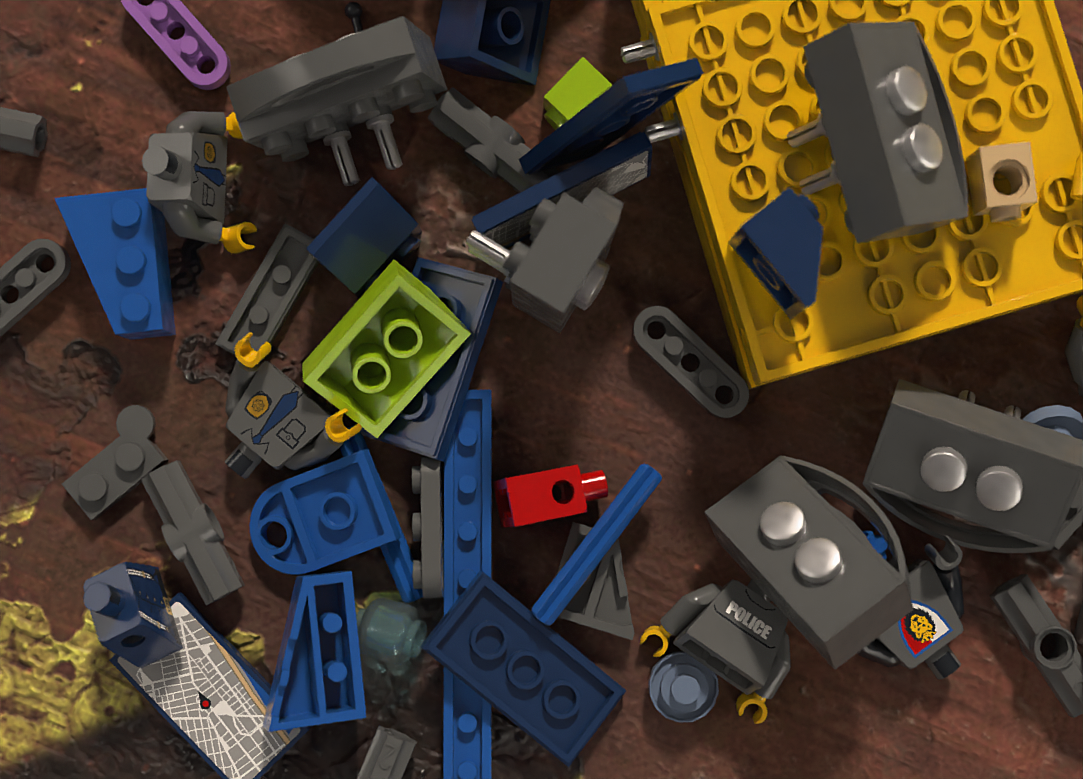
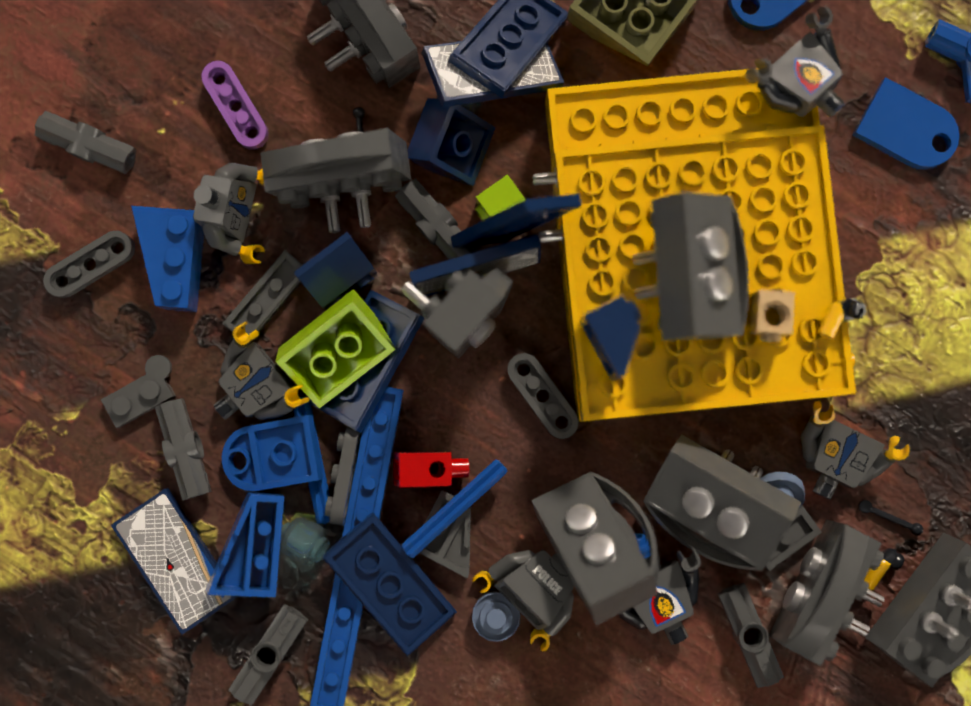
camera: 15 degrees right, 0 degrees up
(132, 604) = (131, 491): dark blue torso -> none

